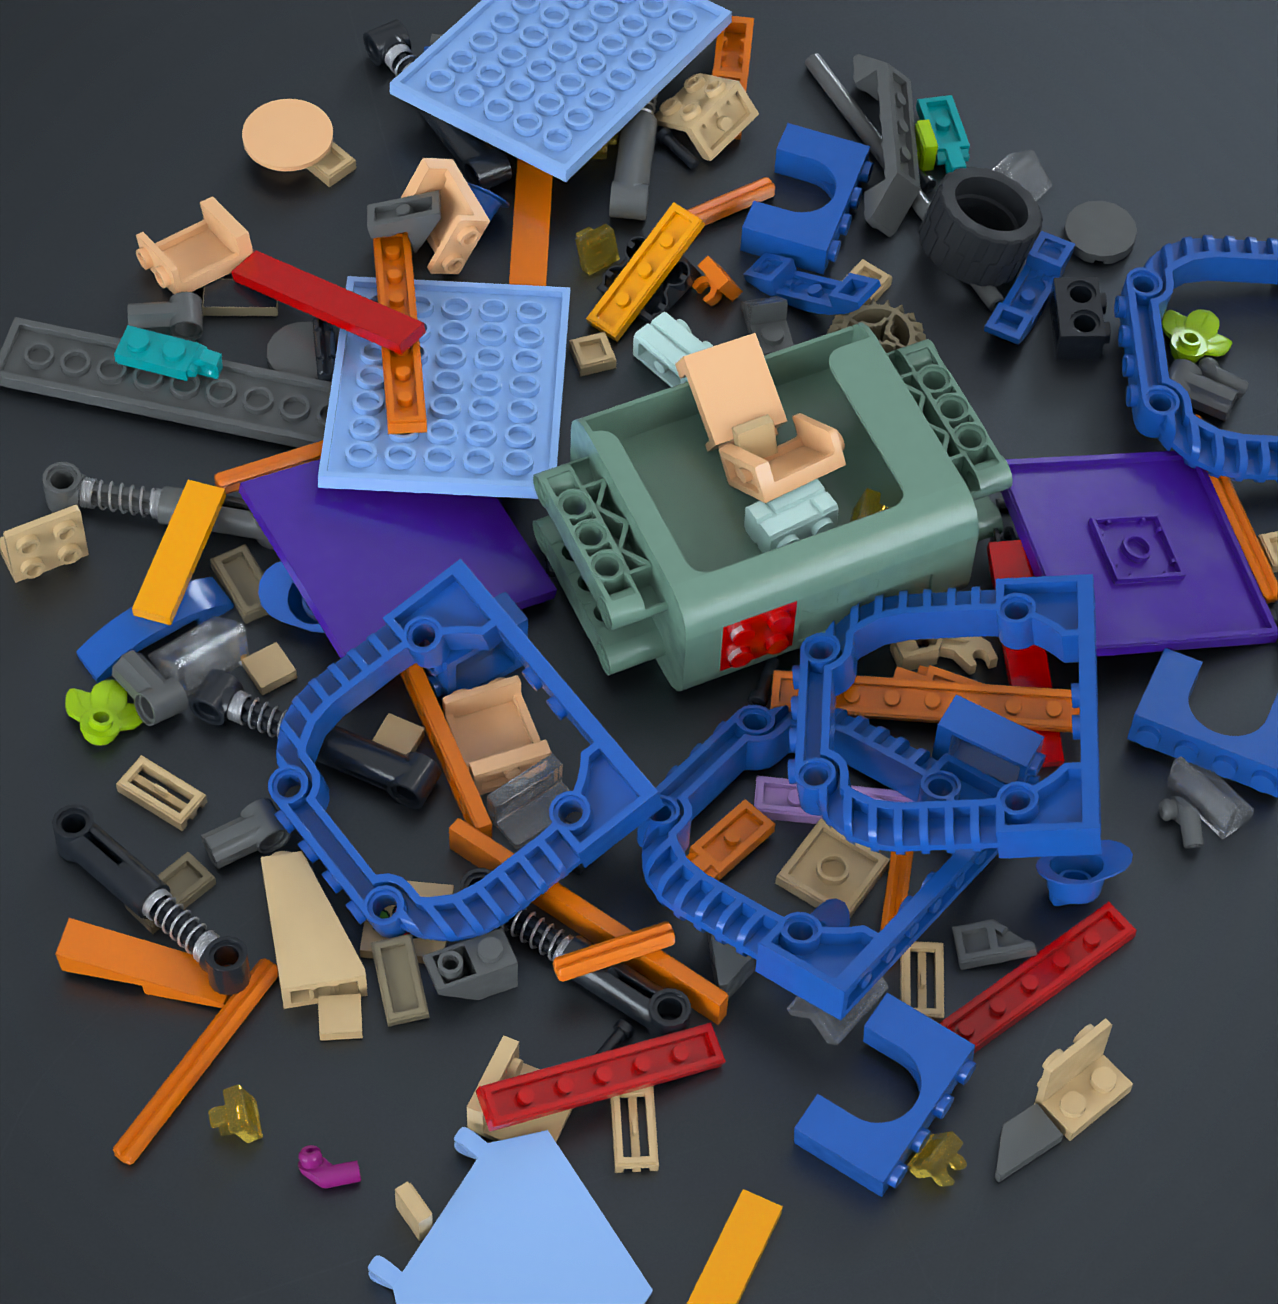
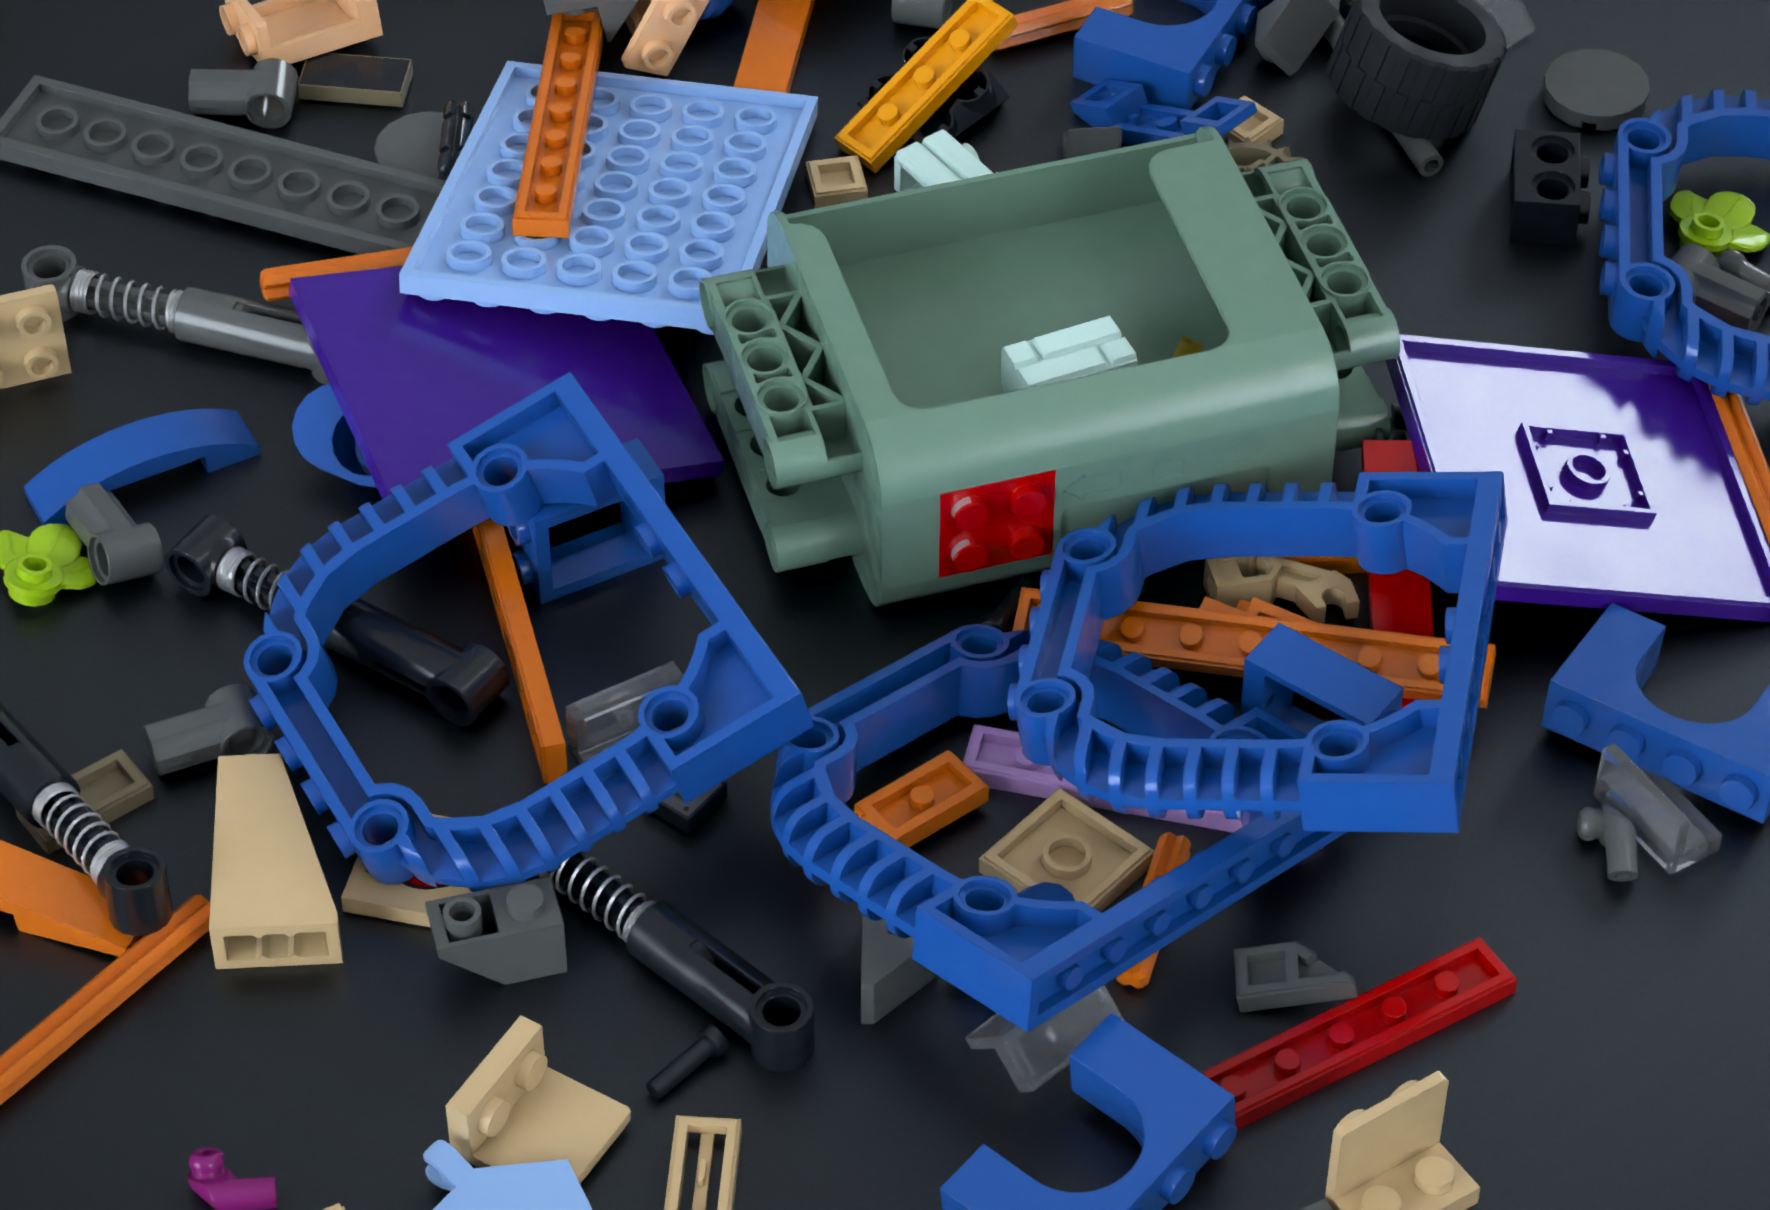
camera: 10 degrees right, 10 degrees down
(166, 355) = (232, 131): teal hinge -> none
(179, 552) = (189, 365): light orange tile -> none
(187, 811) = (93, 678): tan tile -> none
(209, 646) = (225, 490): clear slope -> none
(238, 1115) = (112, 1096): clear yellow tile -> none
(240, 579) = (271, 411): dark tan tile -> none
(269, 668) = (289, 528): tan tile -> none
(329, 302) = (470, 80): red tile -> none
(340, 1017) = (294, 984): tan tile -> none
(399, 734) = (461, 625): tan tile -> none
(399, 980) = (391, 942): dark tan tile -> none
(494, 732) = (594, 628): light nougat panel -> none
(595, 925) = (708, 903): orange tile -> none
(596, 248) = (865, 53): clear yellow tile -> none
(599, 1076) = (658, 1091): red tile -> none
(613, 951) = (709, 921): orange axle -> none
(718, 281) = (1028, 106): orange tile -> none
(731, 388) = (1009, 206): light nougat panel -> none
(756, 436) = (1031, 267): tan tile -> none
(798, 461) = (1021, 311): light nougat panel -> none
(921, 948) = (1183, 974): tan tile -> none
(1031, 290) = (1485, 150): blue slope -> none
(1081, 877) = (1440, 892): blue piece -> none

